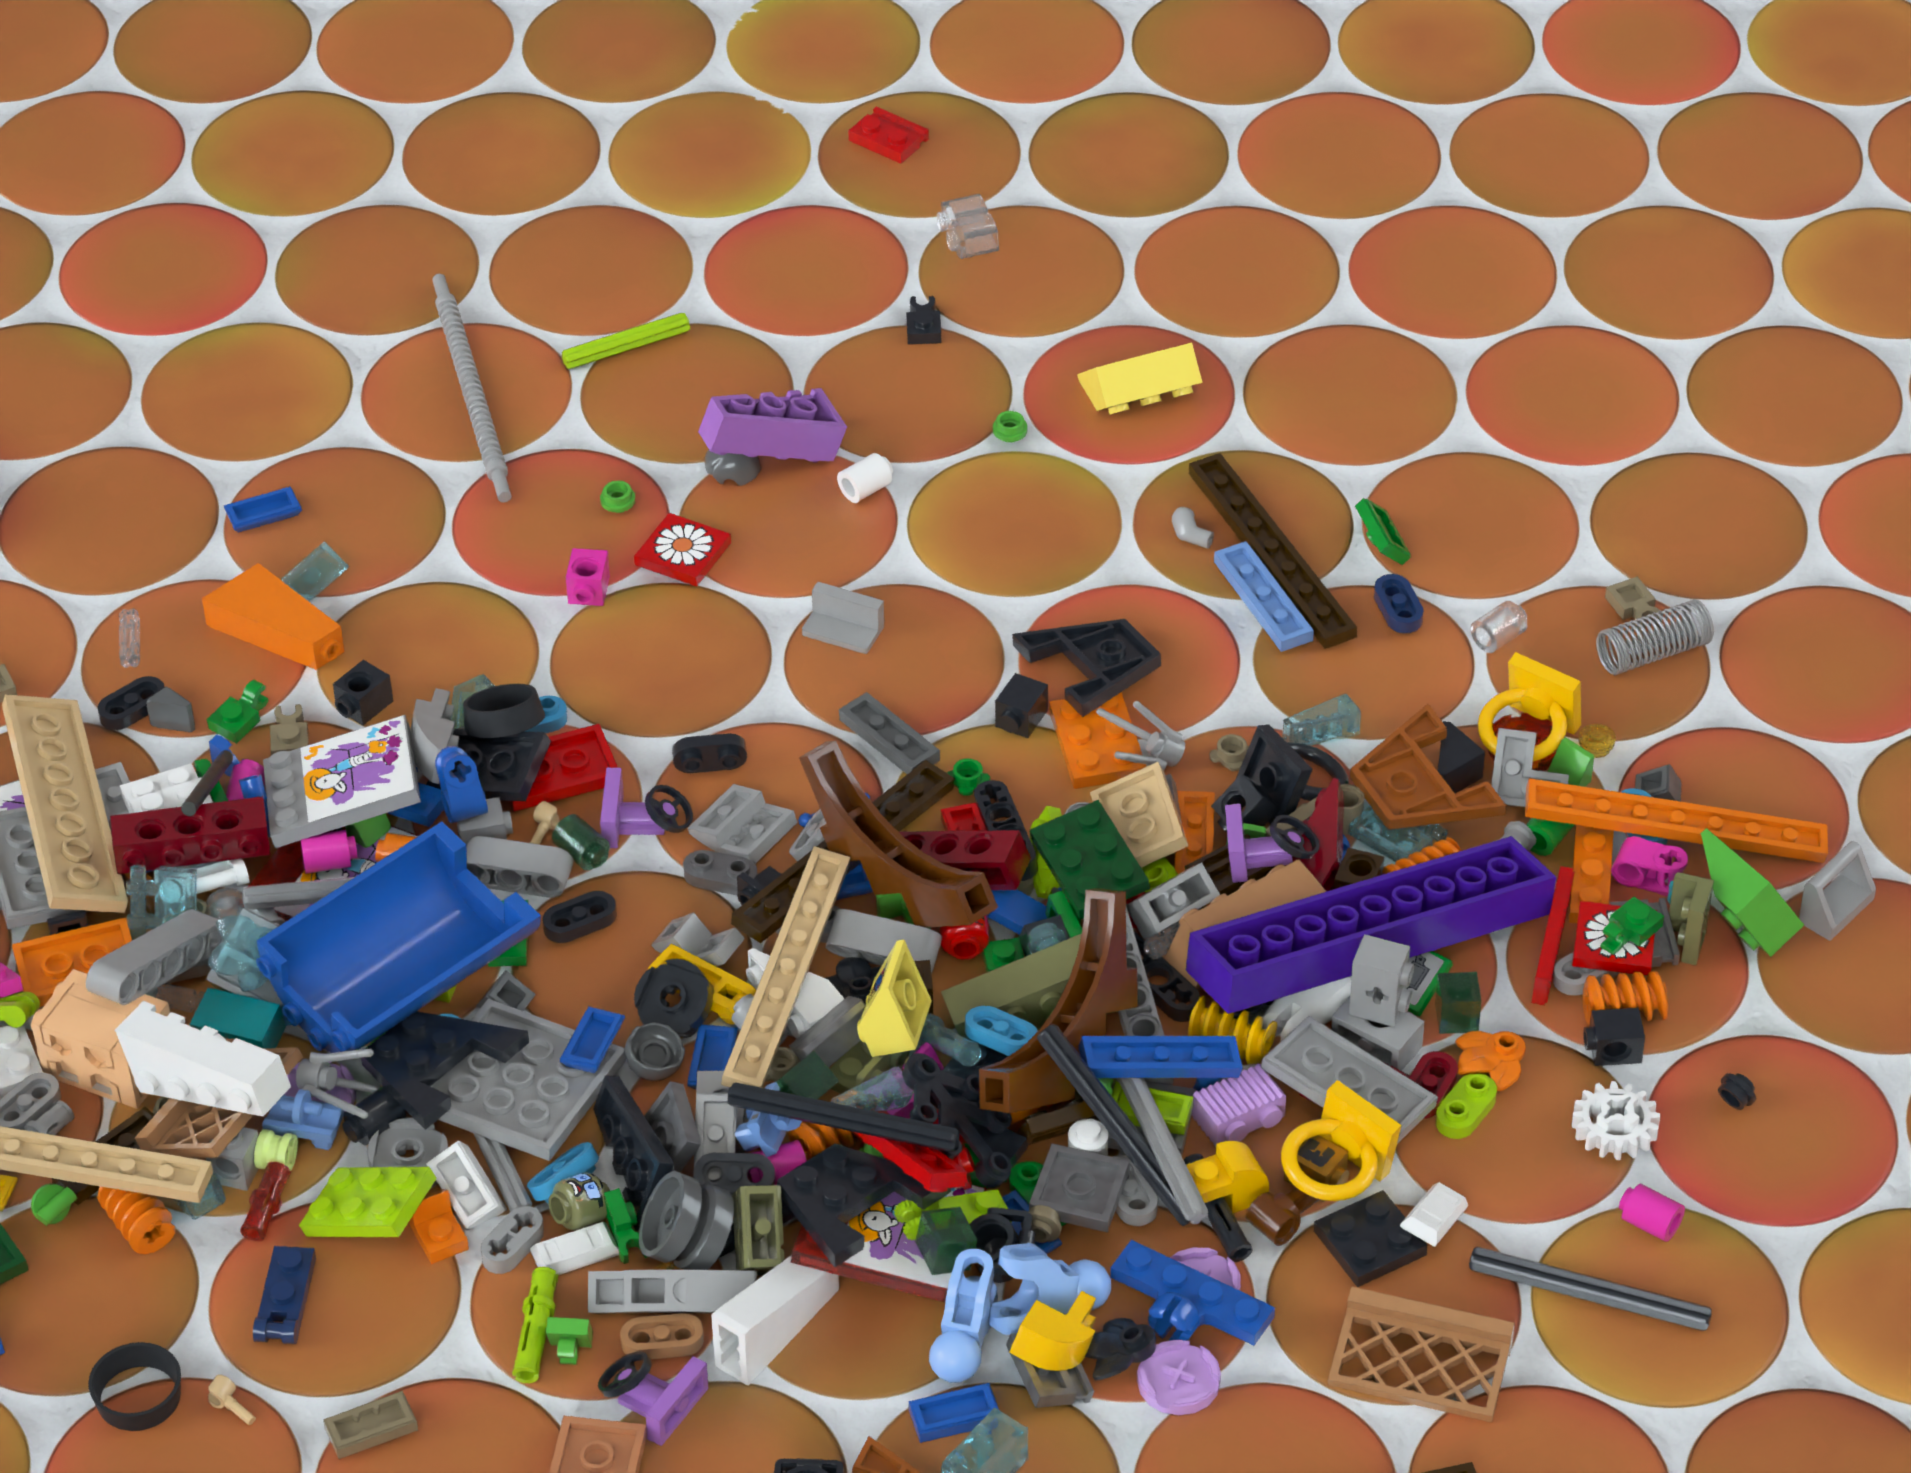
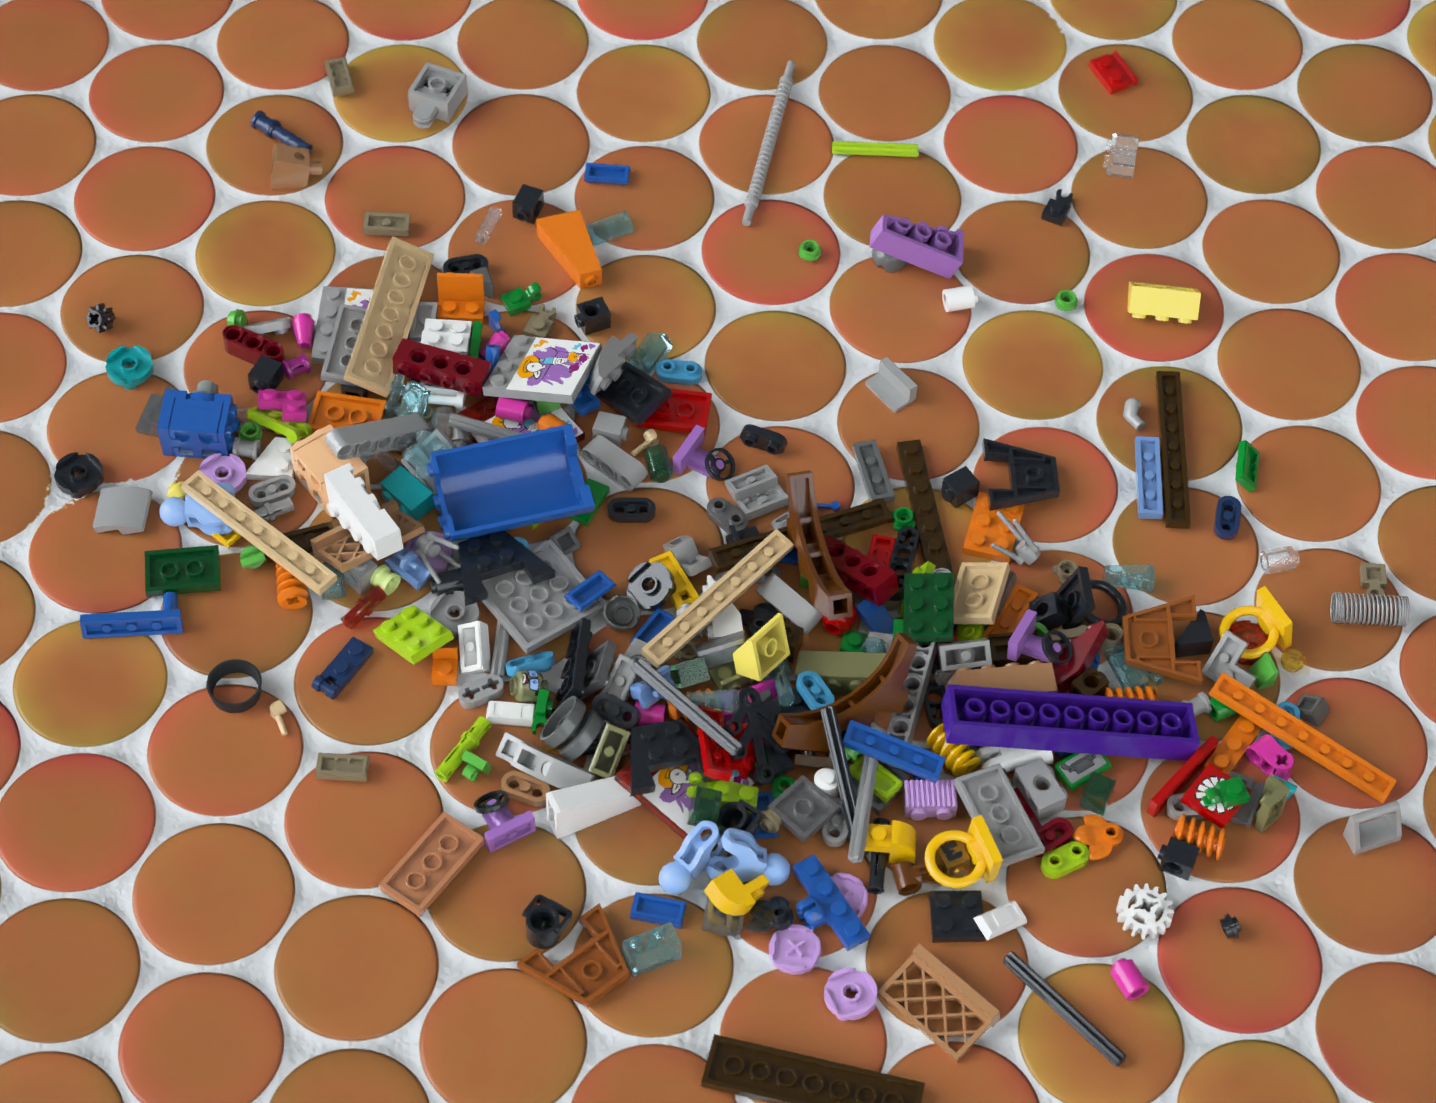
camera: 25 degrees right, 10 degrees up
(152, 736) = (461, 296): none -> orange bracket
(173, 587) = (528, 203): none -> black brick
(207, 783) = (468, 339): pearl dark grey bar -> none
(461, 790) = (602, 404): blue piece -> none
(502, 711) = (656, 373): black tyre -> none
(587, 577) = (761, 296): dark pink brick -> none
(682, 549) = (827, 300): tile -> none
(977, 742) = (923, 504): none -> dark brown plate
(1294, 1418) = (850, 1008): none -> lavender plate
(1380, 981) = (1048, 762): light grey brick -> none
(1748, 899) = (1311, 806): bright green slope -> none

